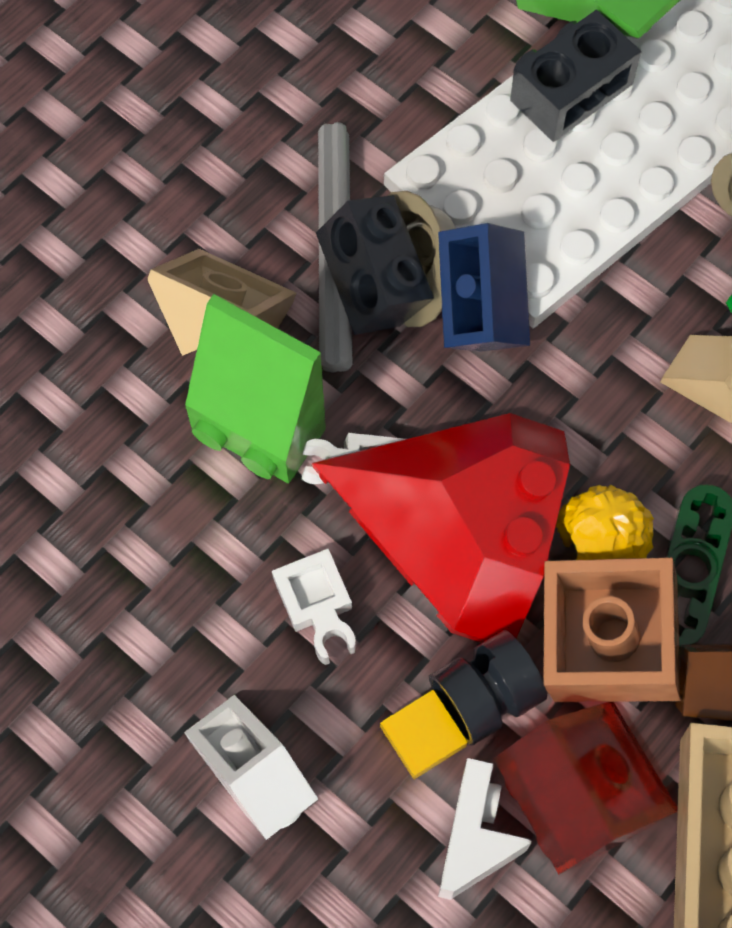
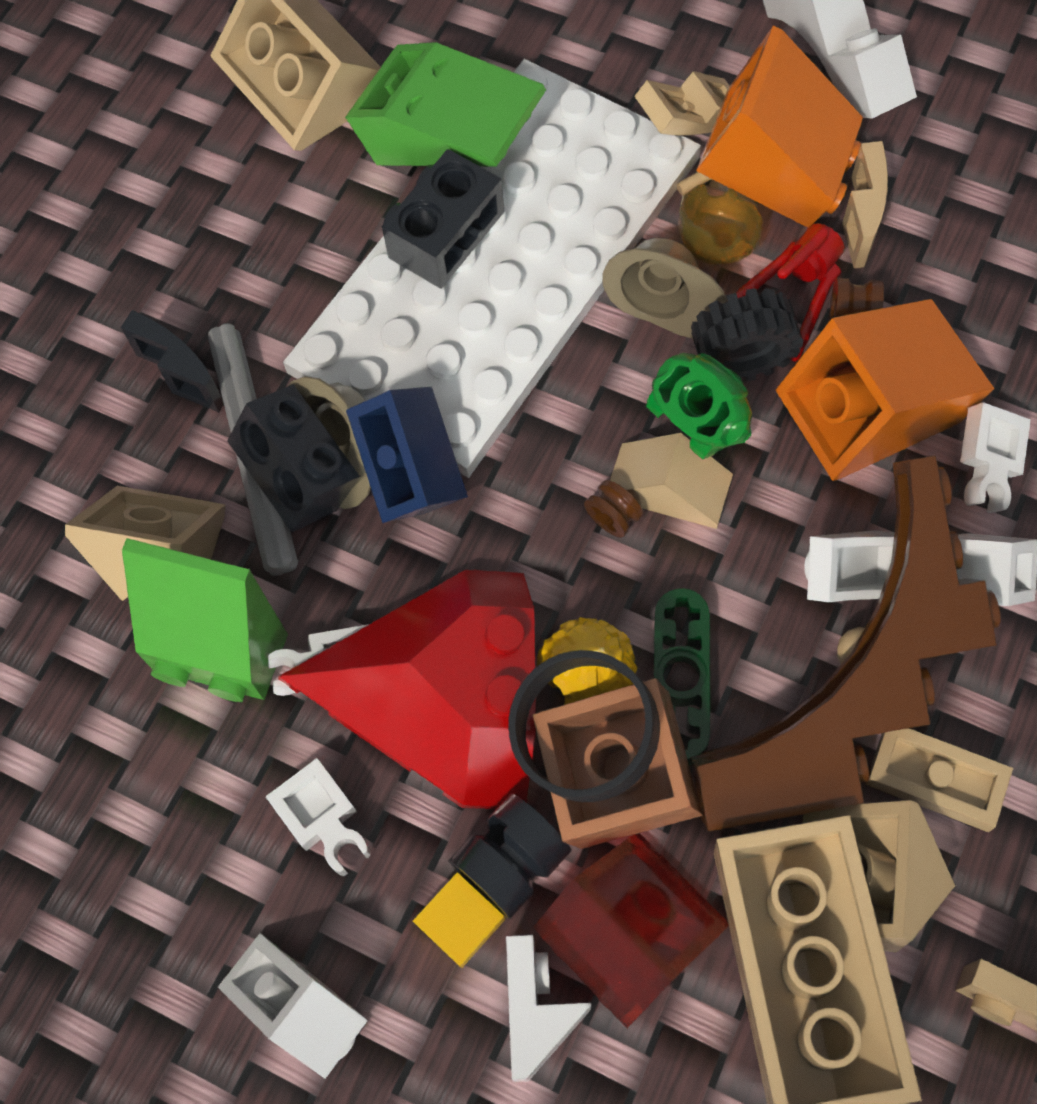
camera: 10 degrees left, 0 degrees up
(287, 151) = (175, 360): none -> black slope
(582, 521) = (530, 689): none -> black tyre
(667, 393) = (613, 508): none -> reddish brown bush

